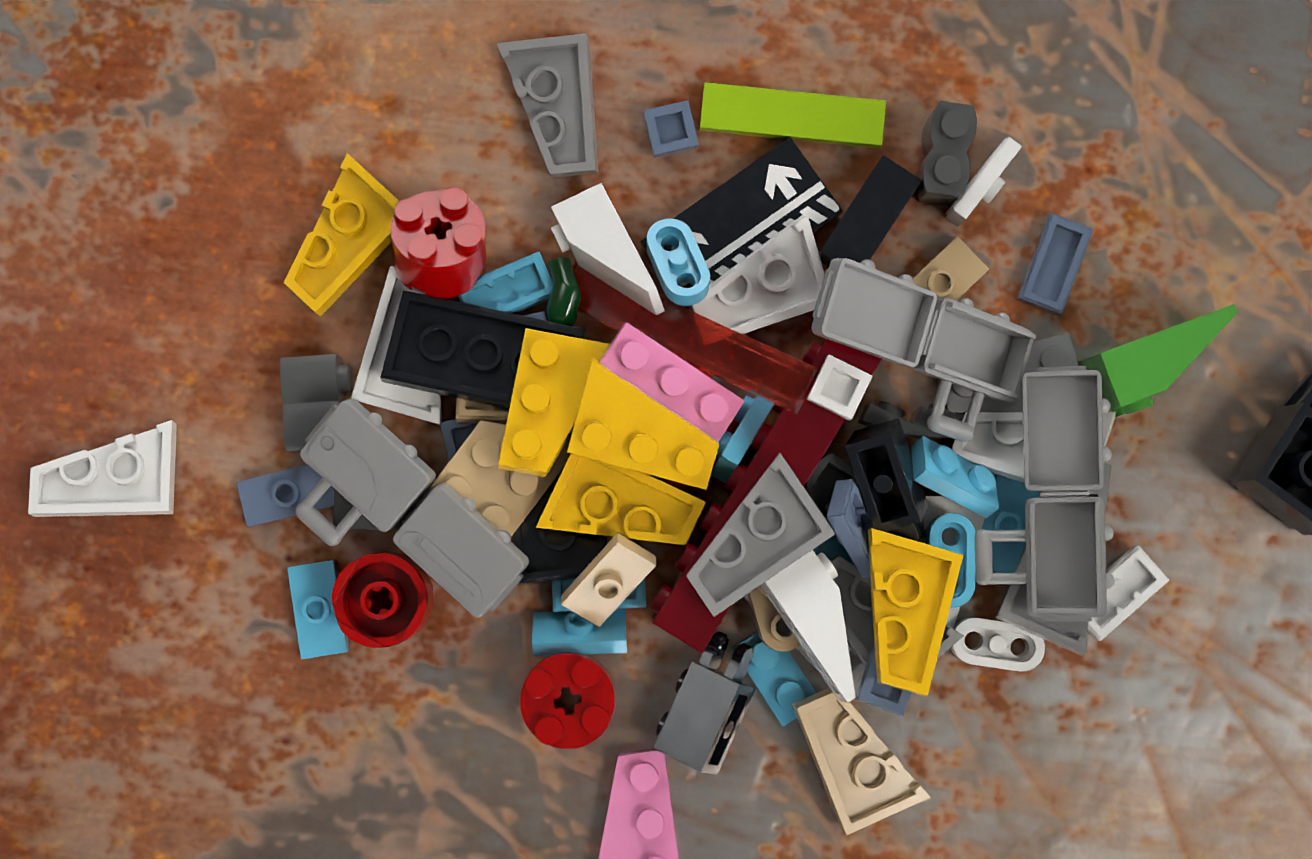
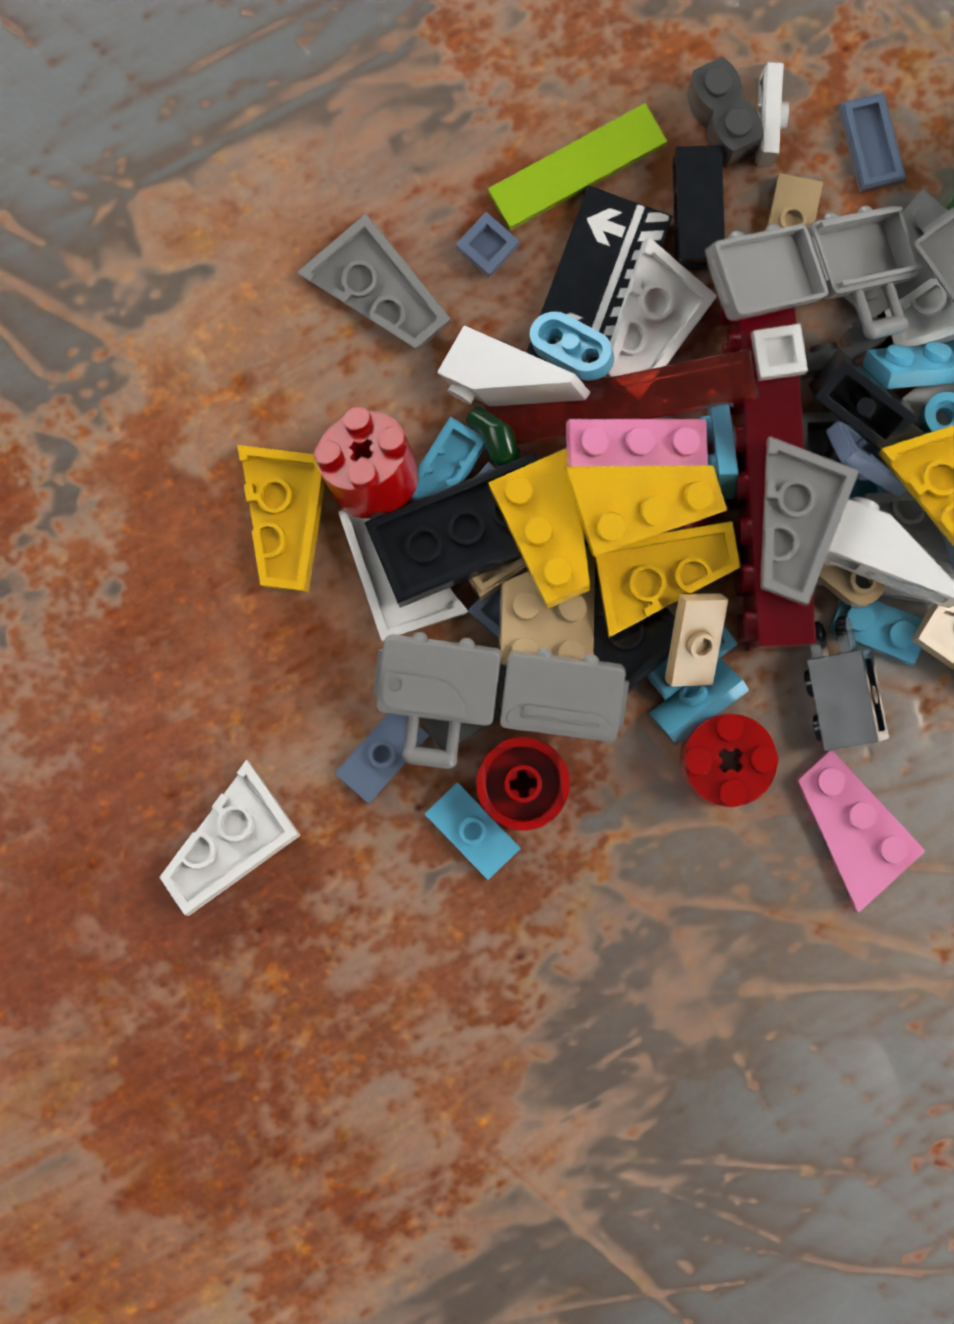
camera: 30 degrees left, 0 degrees up
(308, 392) = (348, 660): dark grey brick -> none

